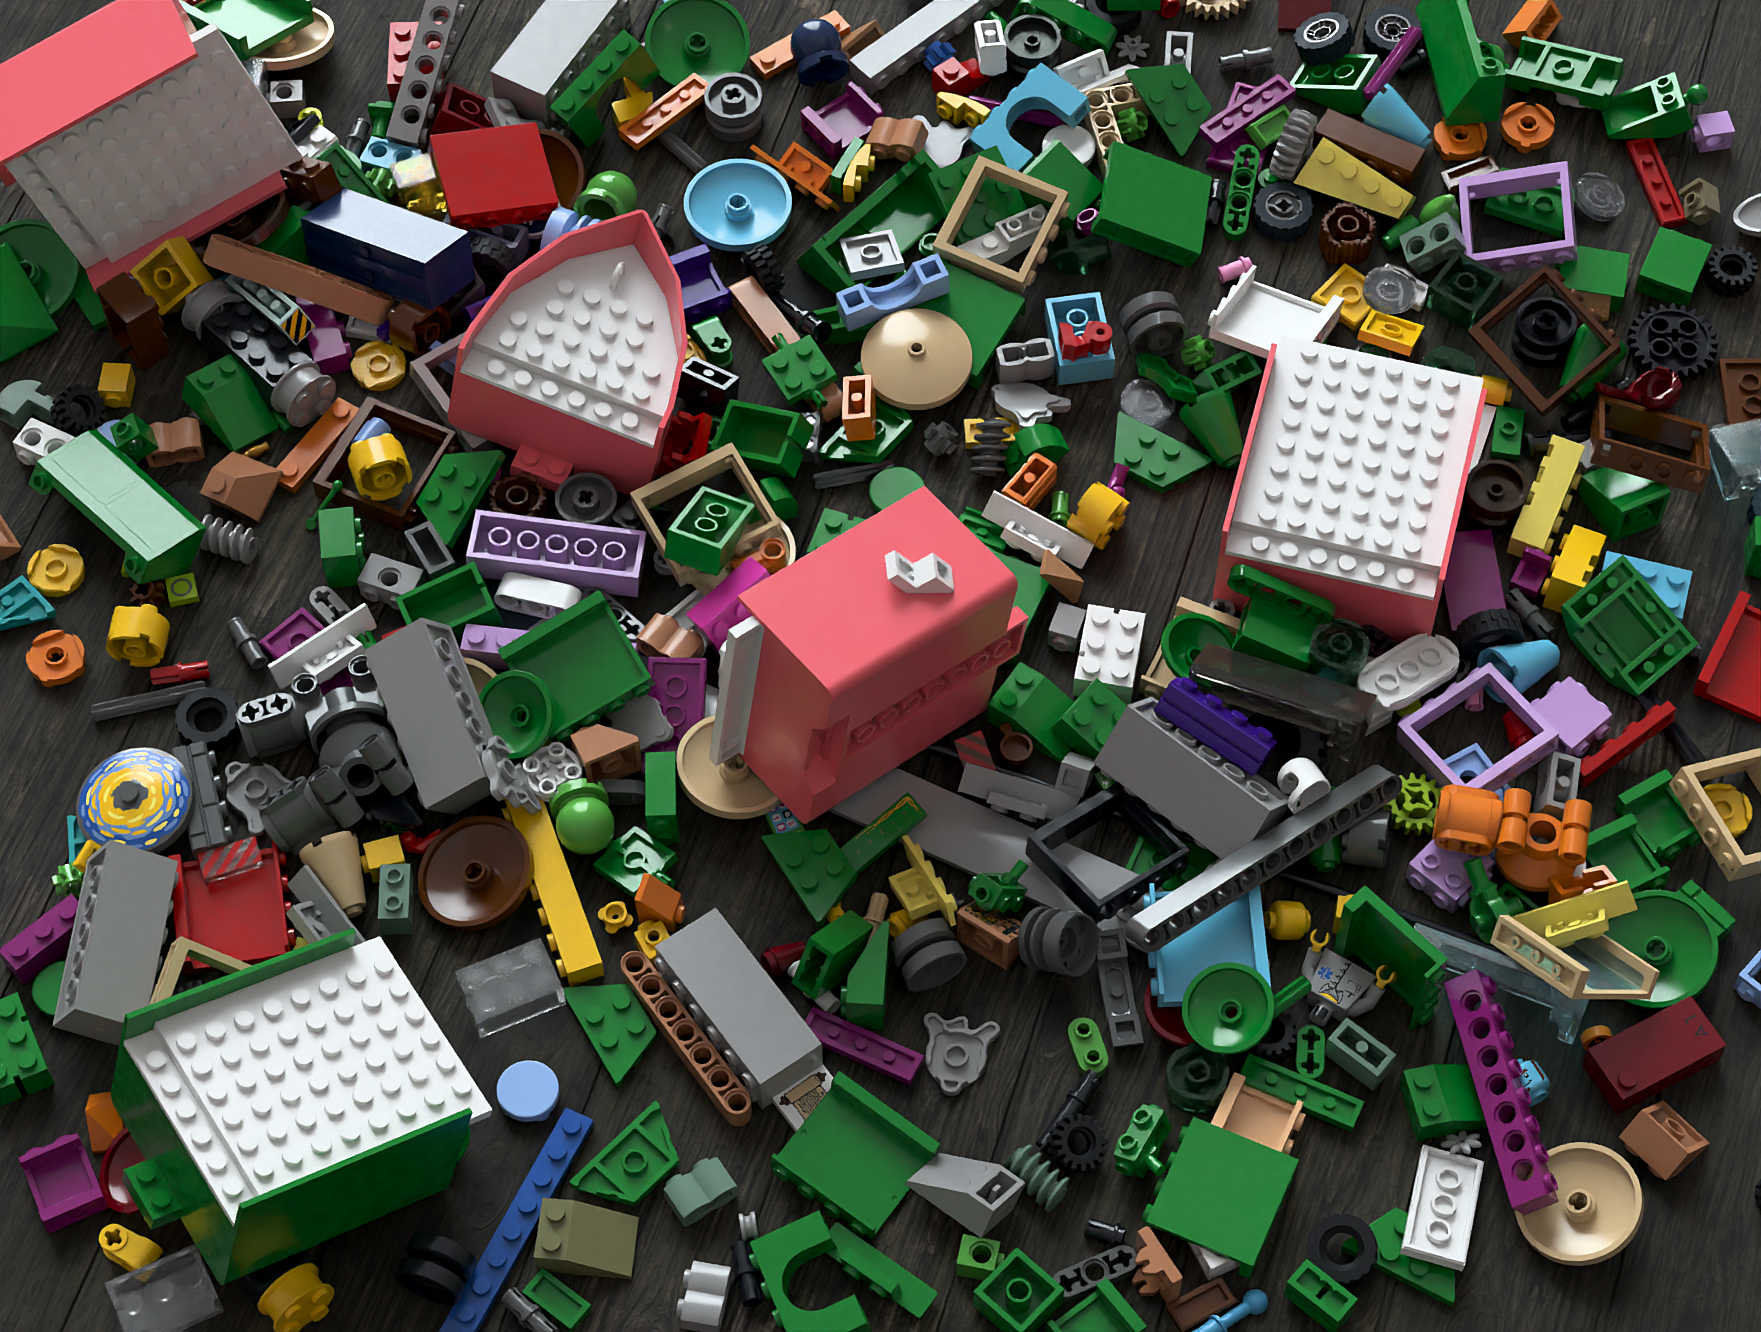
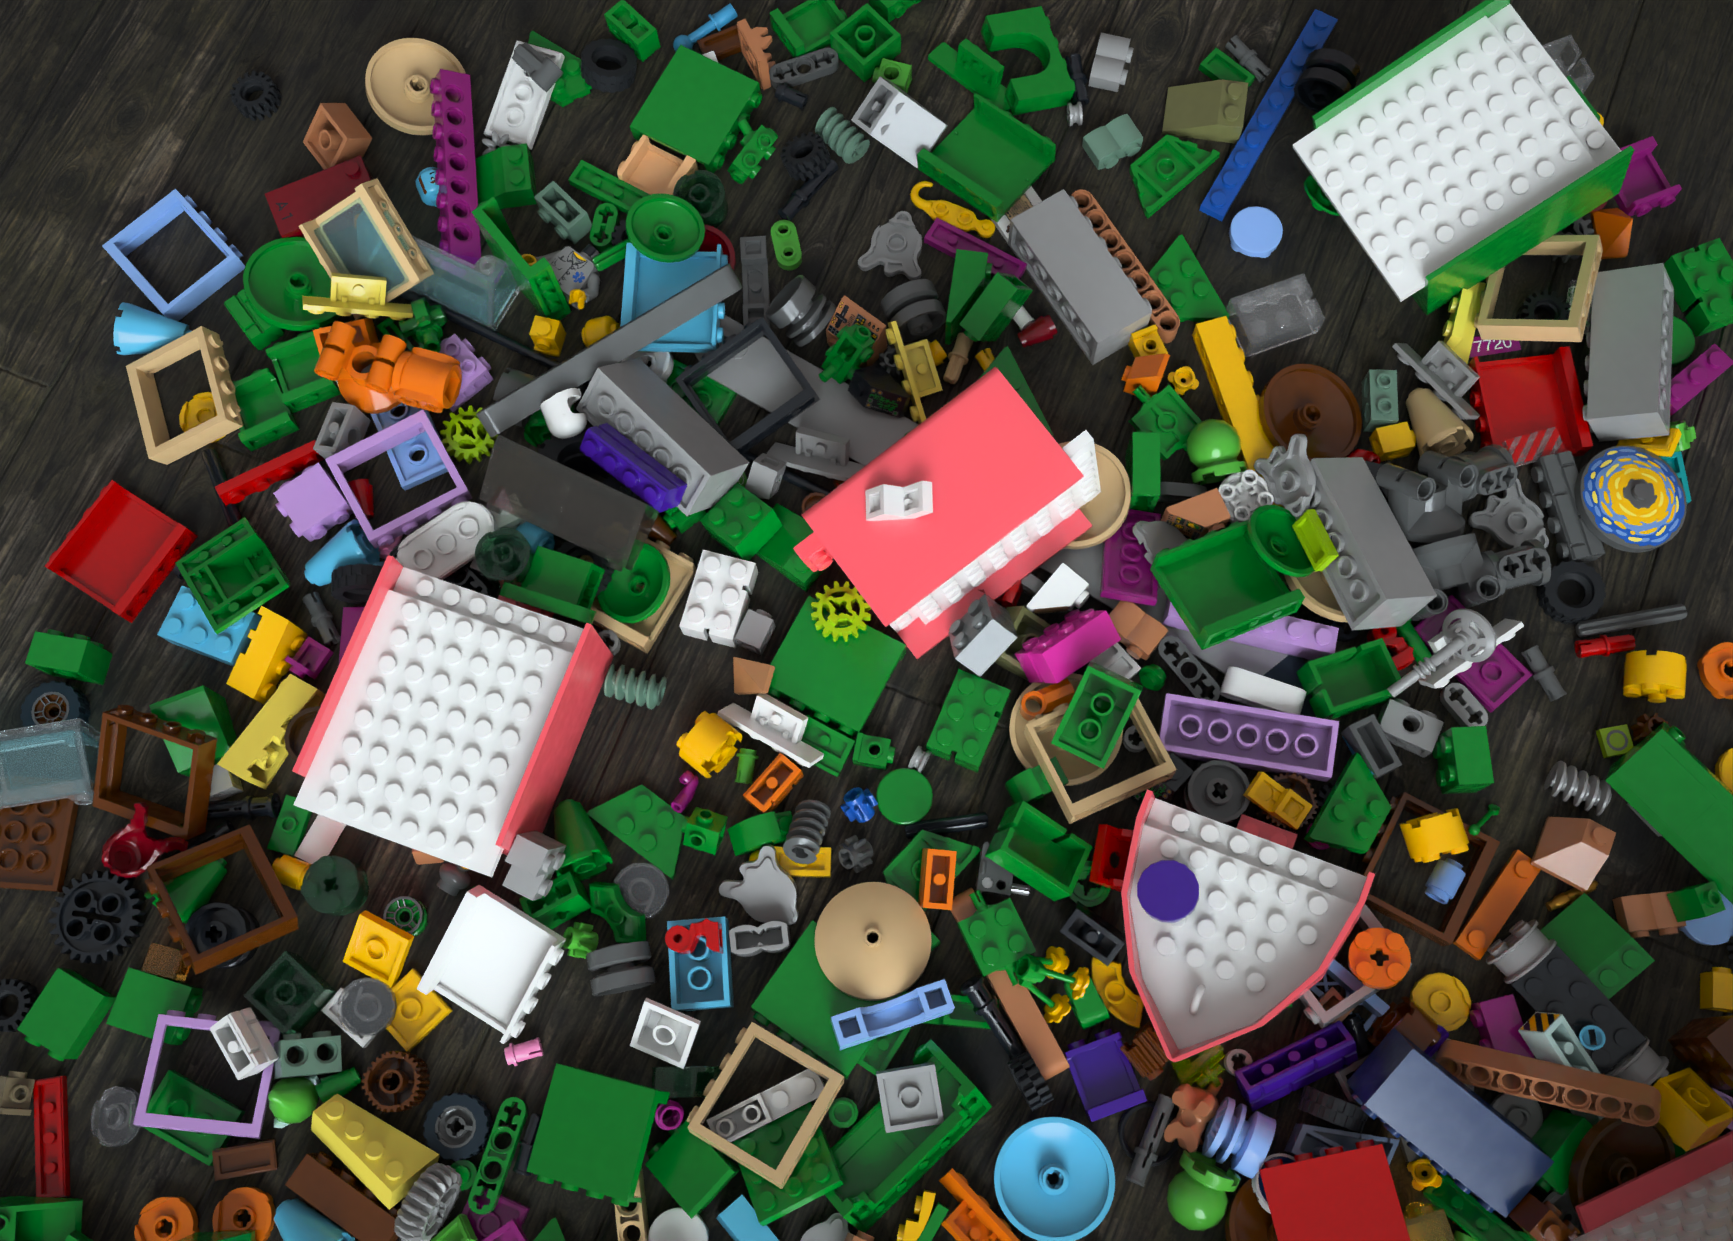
camera: 170 degrees left, 15 degrees up
(257, 317) = (1584, 1037): none -> medium azure hinge
(334, 630) = (1460, 640): none -> light grey dish
(428, 373) = (1367, 970): none -> orange plate
(482, 710) = (1315, 540): none -> lime tile
(528, 489) = (1277, 801): none -> yellow slope
(643, 351) = (1168, 891): none -> dark purple tile
(648, 610) = (1152, 677): none -> green plate
(740, 333) = (1034, 969): none -> plant
(898, 1095) = (951, 213): none -> yellow piece
(941, 479) = (859, 805): none -> blue gear
(959, 865) = (879, 391): none -> black slope
(1086, 453) = (704, 830): none -> green brick
(1110, 280) = (665, 1033): none -> white slope
(1182, 567) = (634, 687): none -> sand green piece
(1244, 379) = (532, 864): none -> light grey brick
(1420, 1213) = (541, 69): none -> dark grey piece
(1487, 231) = (244, 1043): none -> white brick

